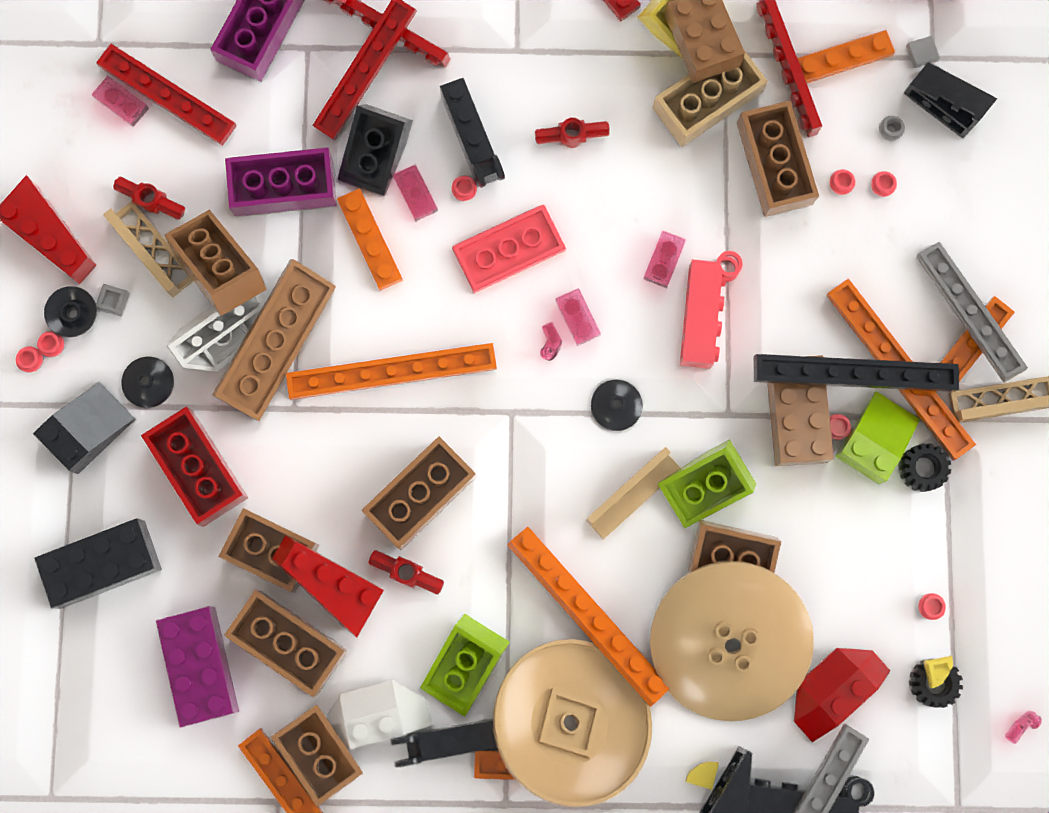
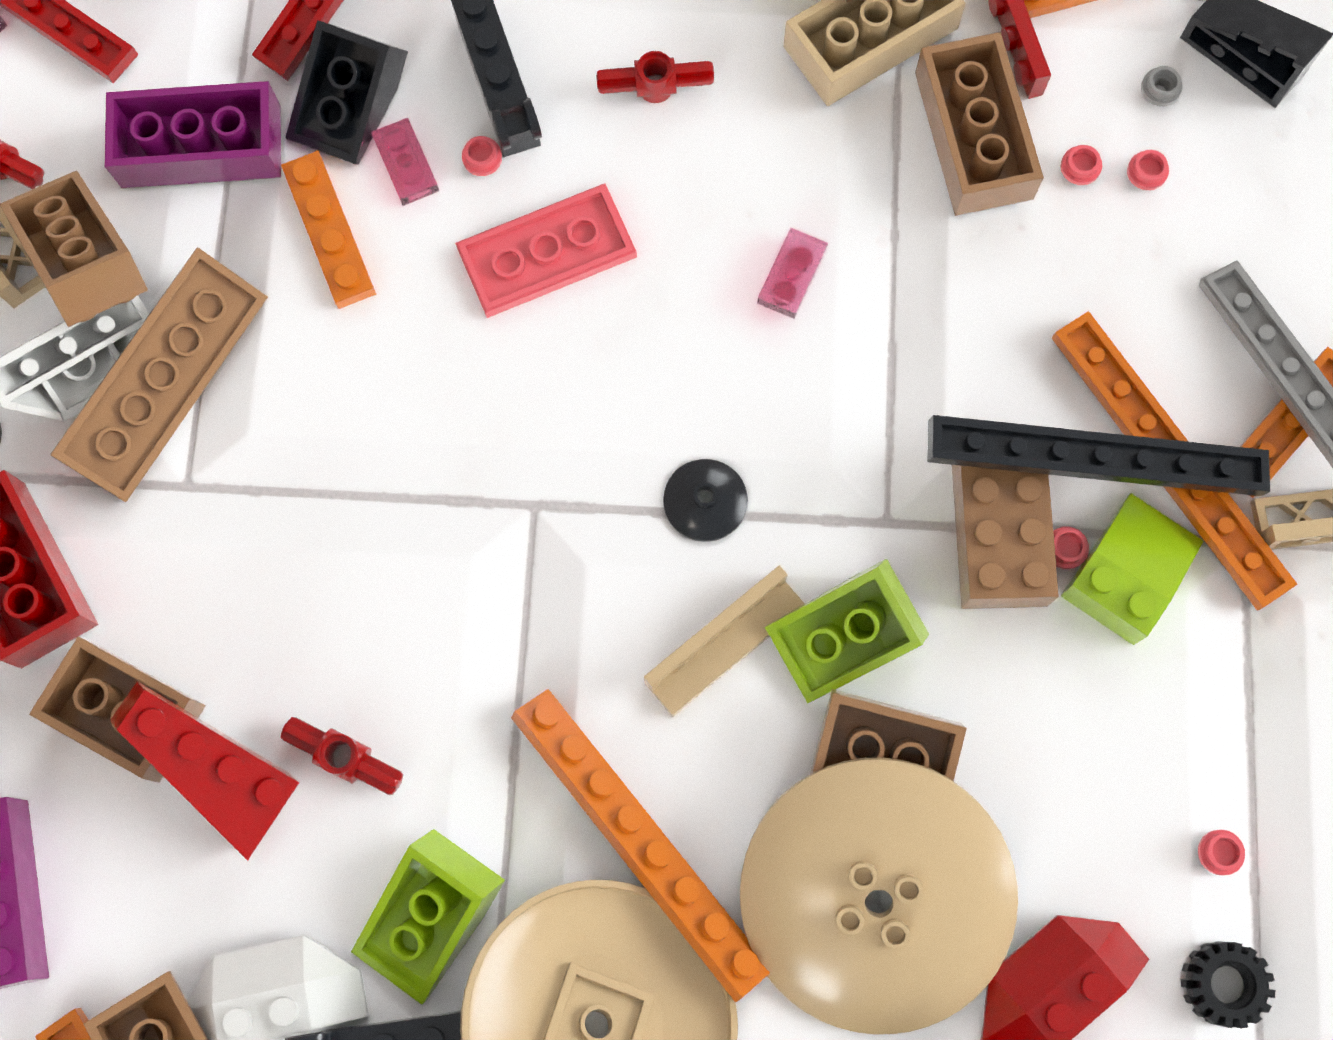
camera: 10 degrees right, 5 degrees down
(285, 643) = (130, 865): medium nougat brick -> none
(391, 371) = (344, 431): orange plate -> none
(419, 493) = (370, 627): medium nougat brick -> none
(552, 344) = (608, 396): clear pink arm -> none
(578, 317) = (649, 358): clear pink plate -> none
(702, 309) = (851, 349): coral hinge -> none
(938, 670) = (1232, 962): light yellow tile -> none
(940, 467) = (1232, 604): black tyre -> none

